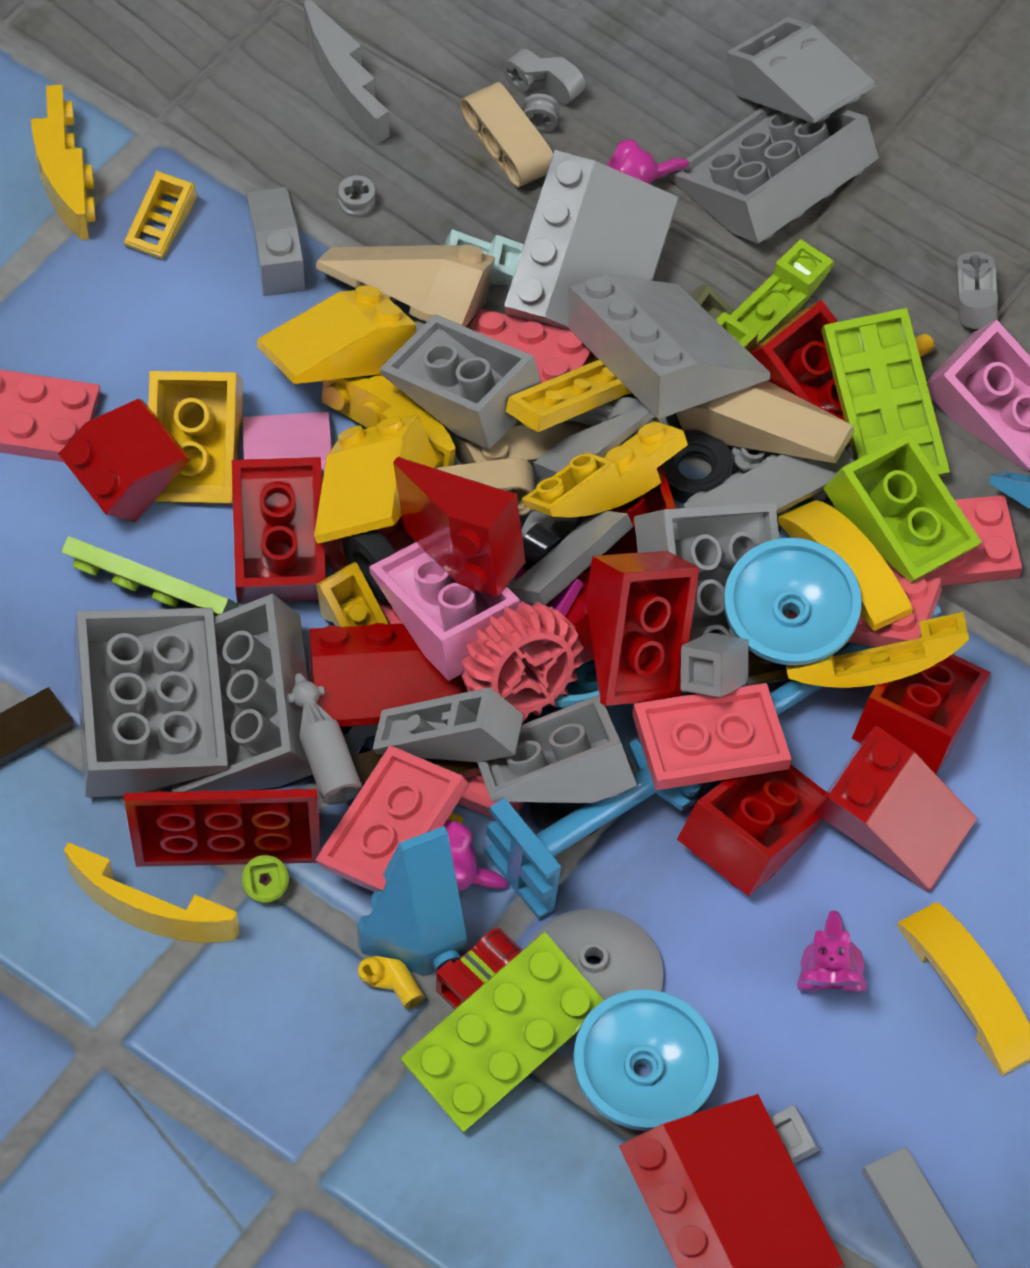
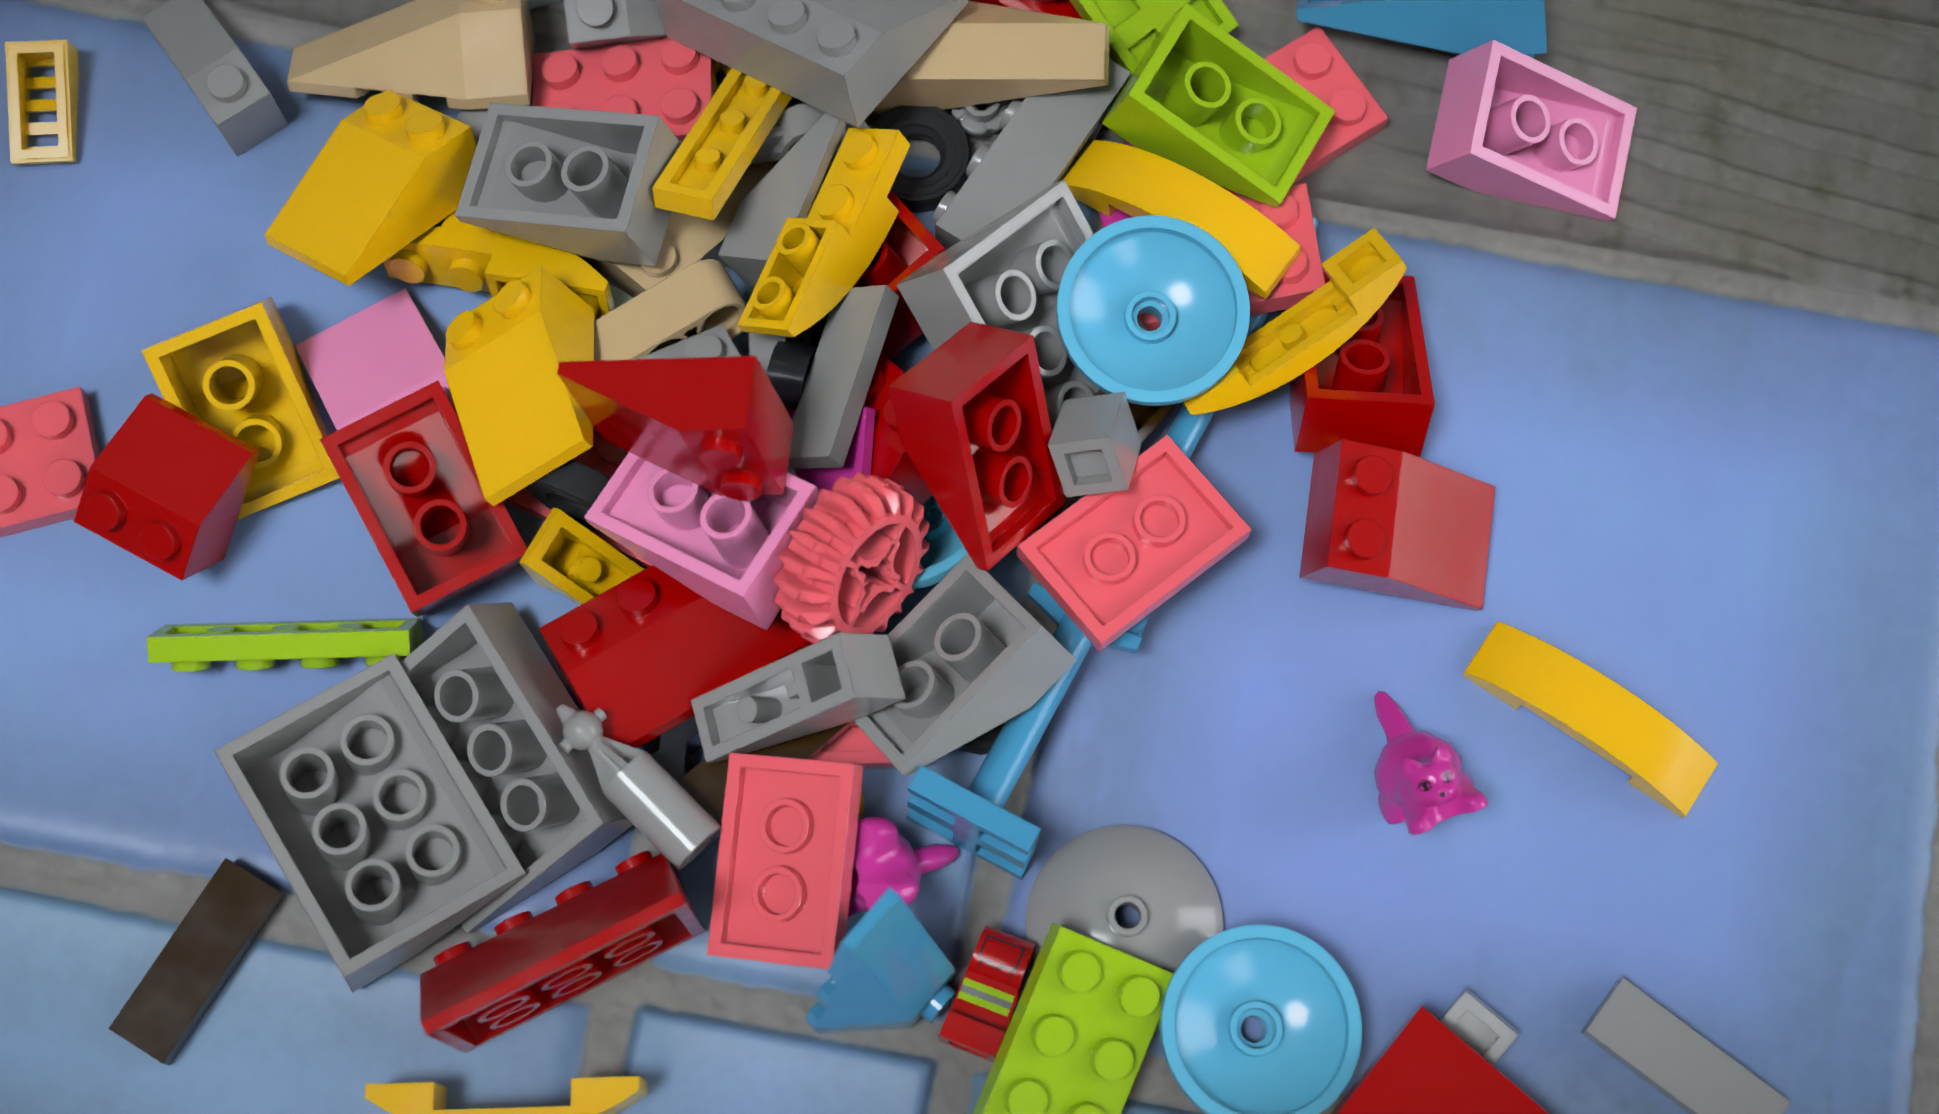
camera: 25 degrees left, 15 degrees up
(265, 879) = (647, 997): lime tile -> none
(391, 975) = (874, 1052): yellow arm -> none
(753, 825) = (1235, 631): red slope -> none

